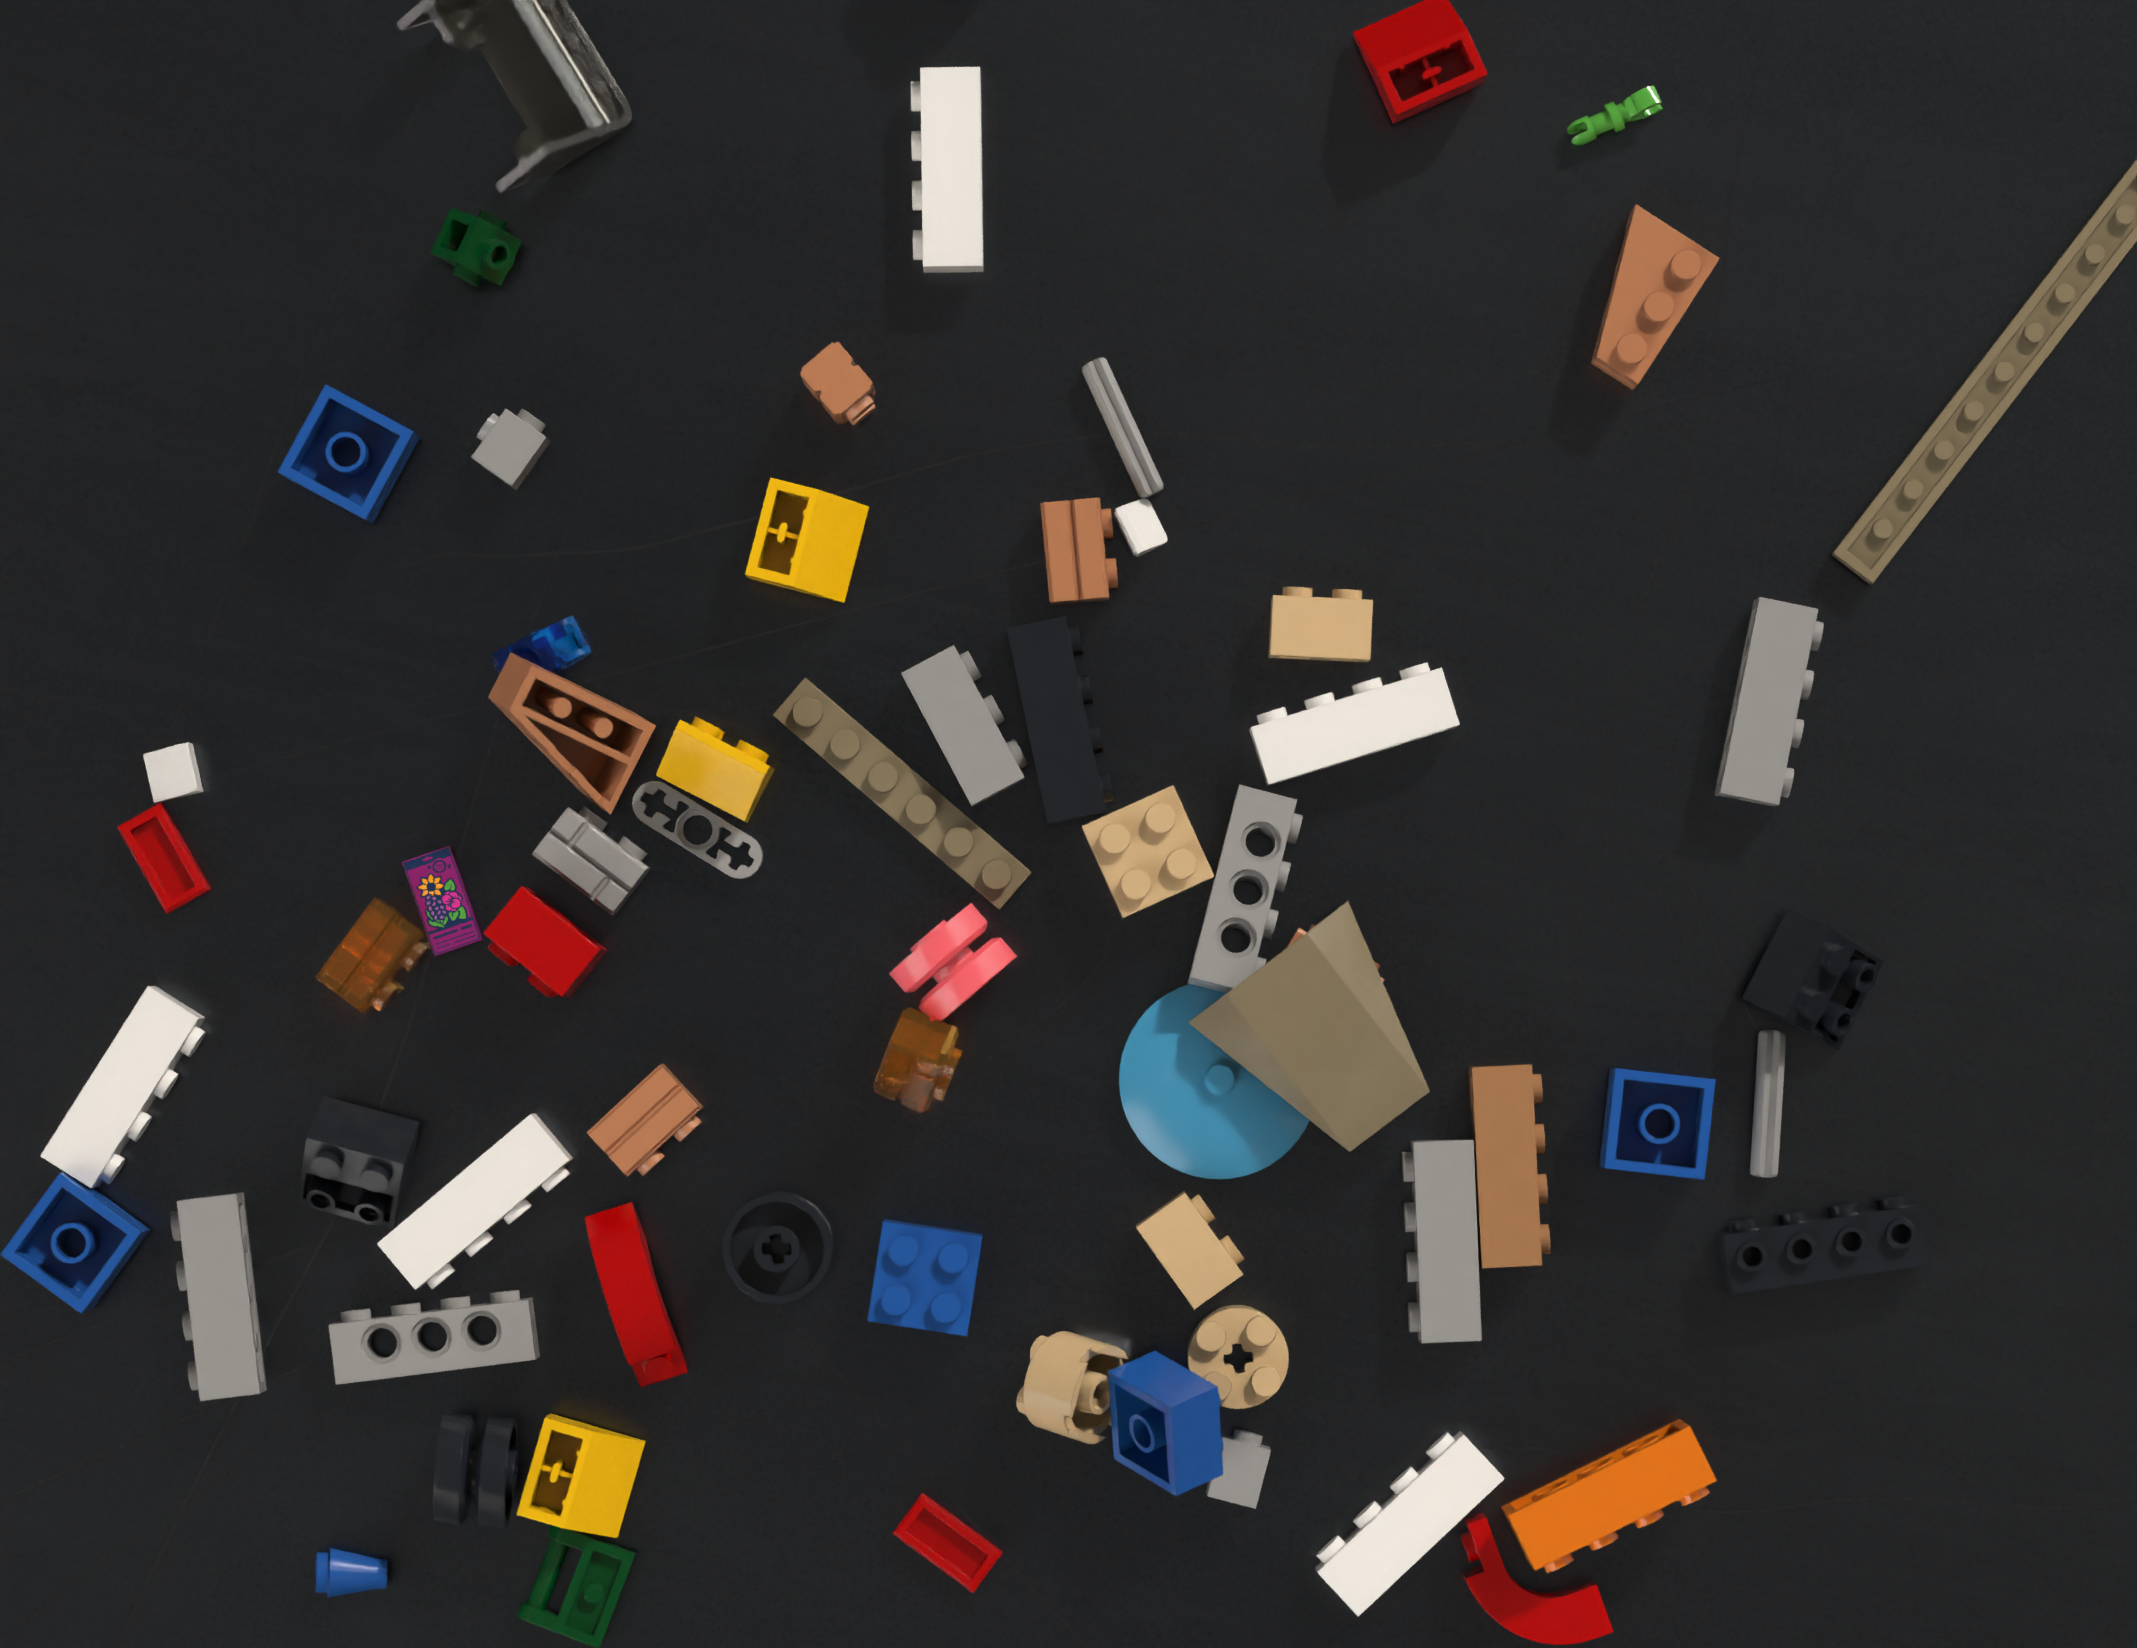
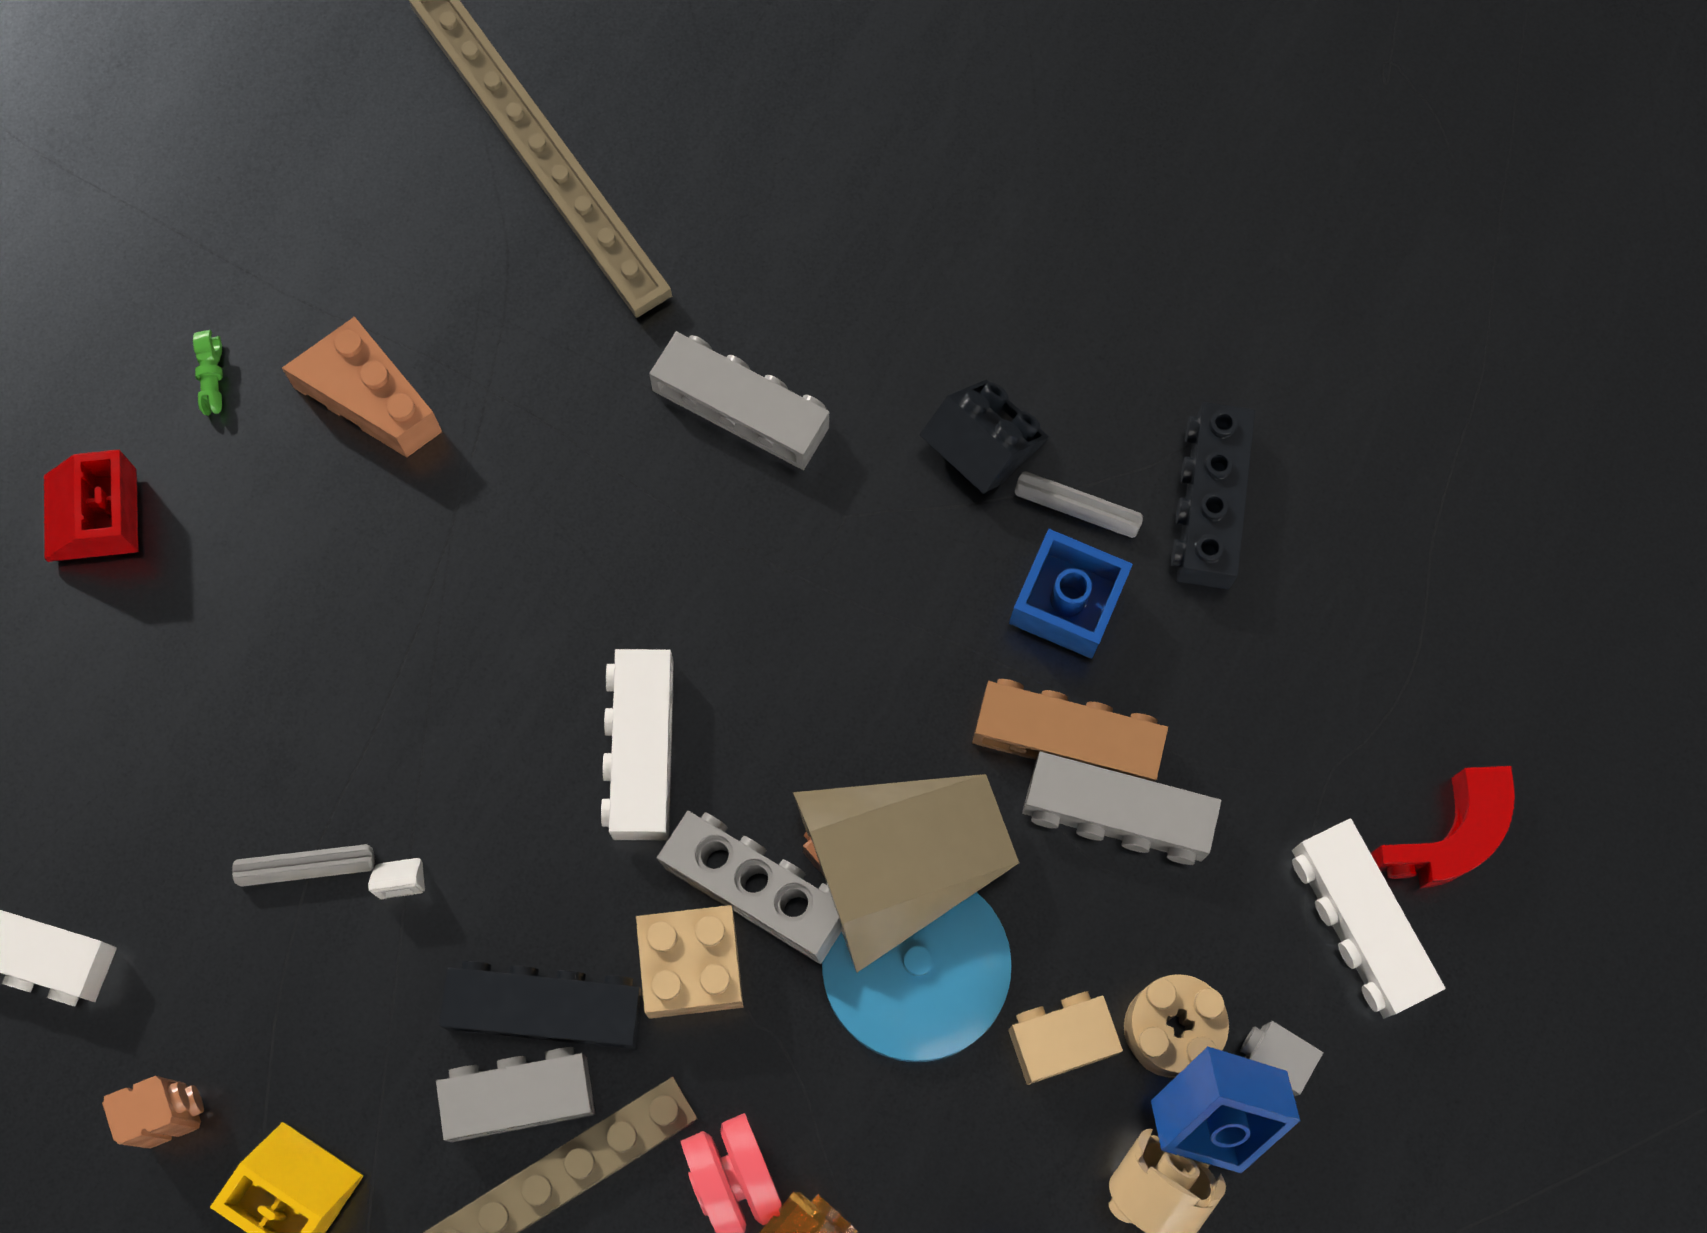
camera: 75 degrees left, 15 degrees down
(1076, 551) = (396, 940): nougat brick -> none
(1320, 626) = (543, 745): tan brick -> none
(1608, 1495) = (1388, 732): orange brick -> none

